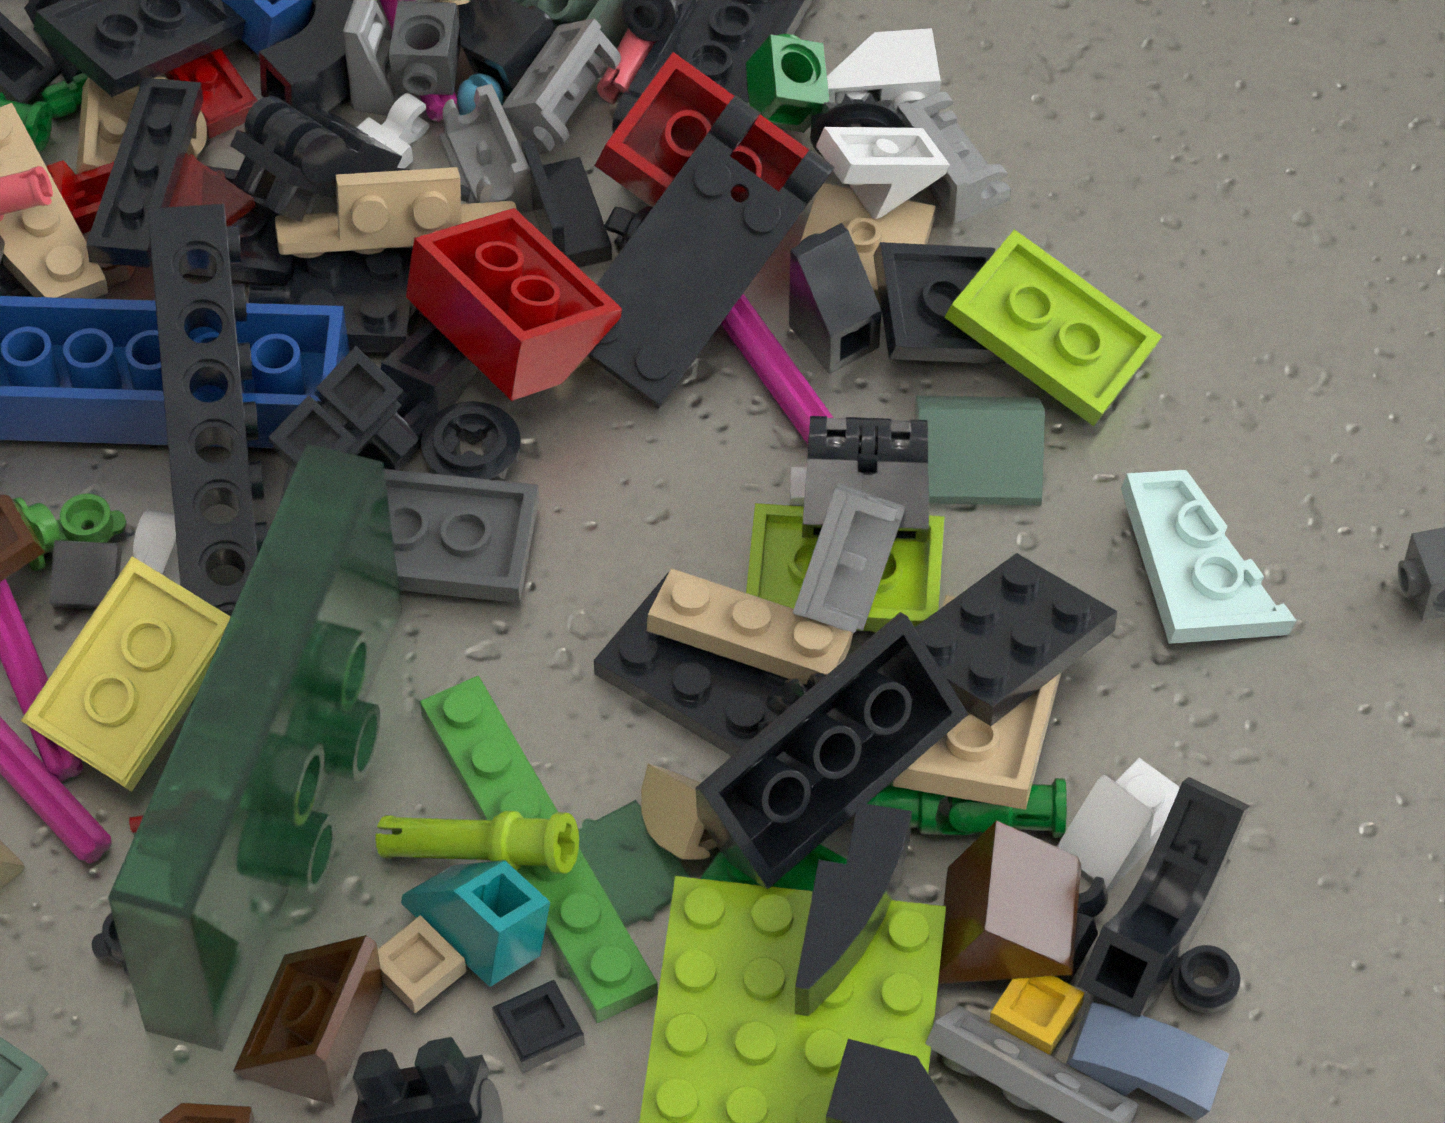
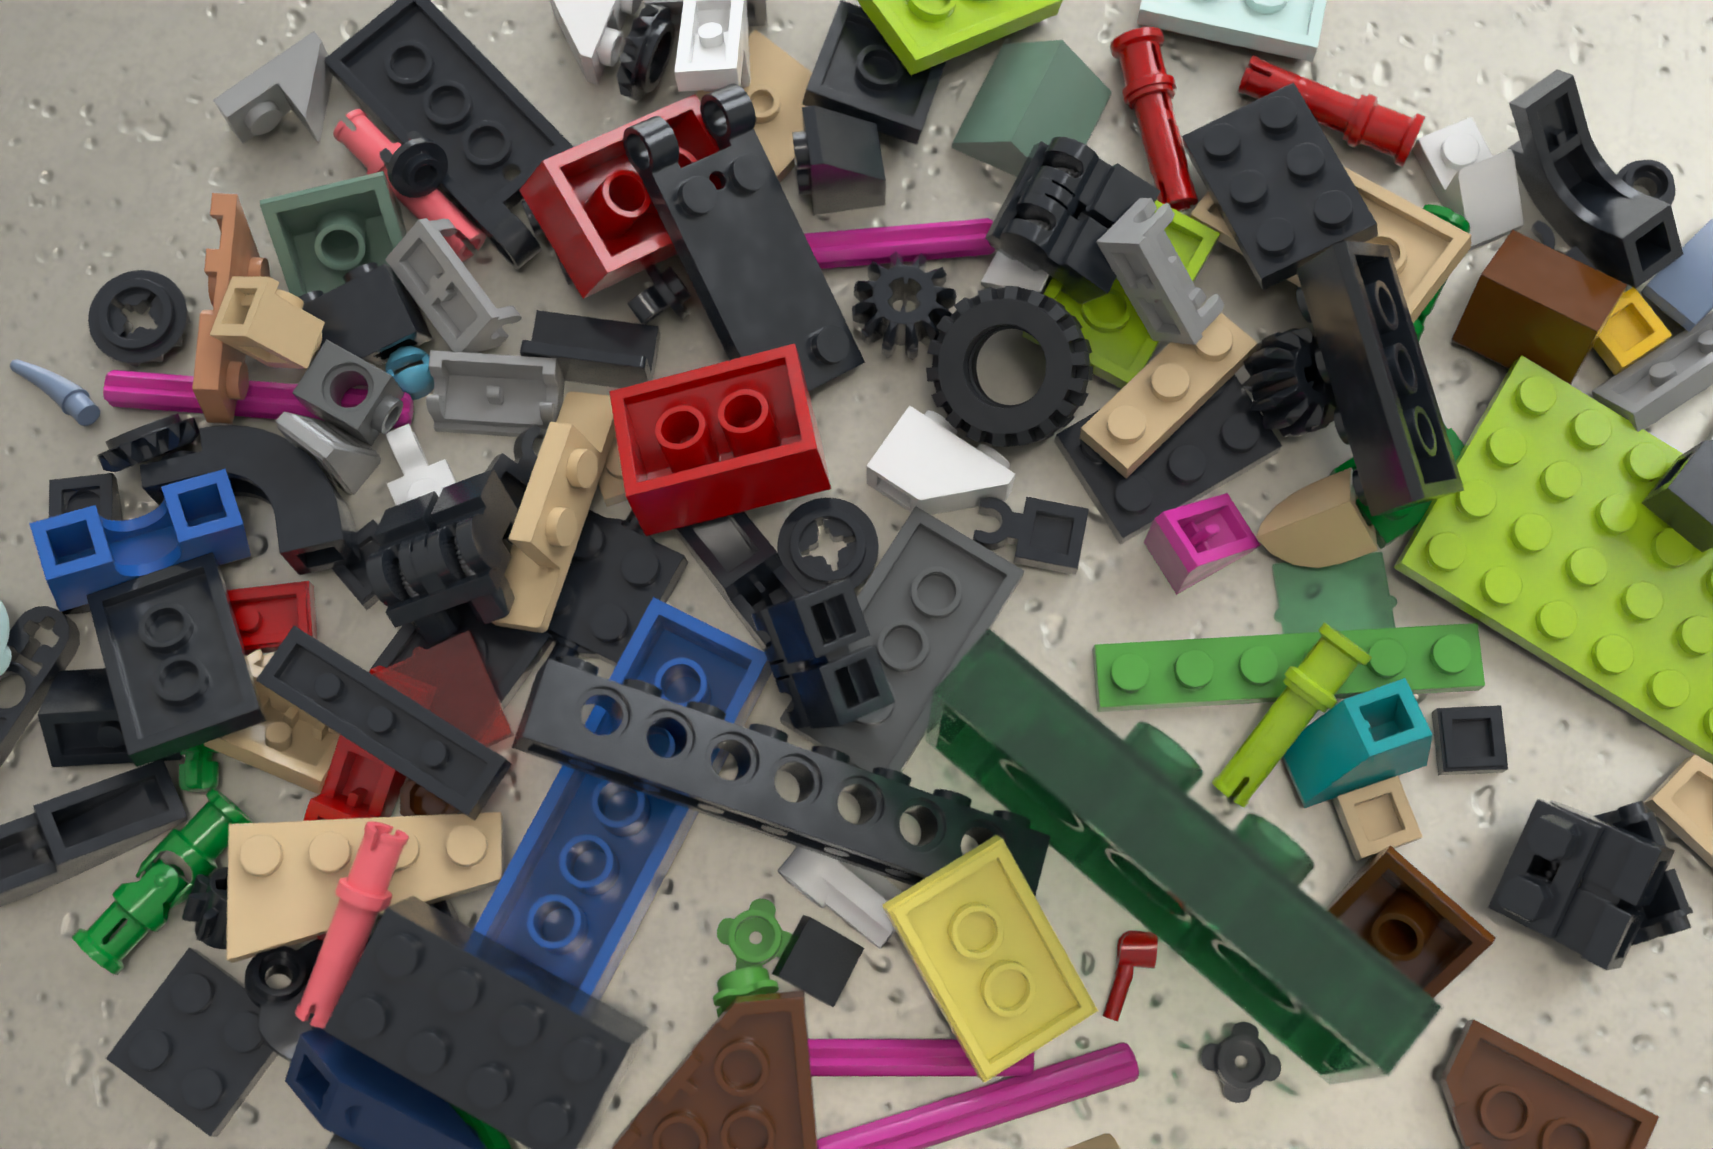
camera: 65 degrees left, 20 degrees up
(564, 594) = (1045, 535): none -> black plate
(581, 486) = (935, 469): none -> white slope
(619, 715) = (1199, 540): none -> dark pink slope
(701, 493) = (956, 363): none -> black tyre
(728, 409) = (905, 284): none -> black gear
(788, 81) = (563, 85): green brick -> none
(851, 902) = (1523, 429): black slope -> none
(1056, 518) = (1150, 95): none -> red pin
(1128, 699) = (1359, 119): none -> red pin

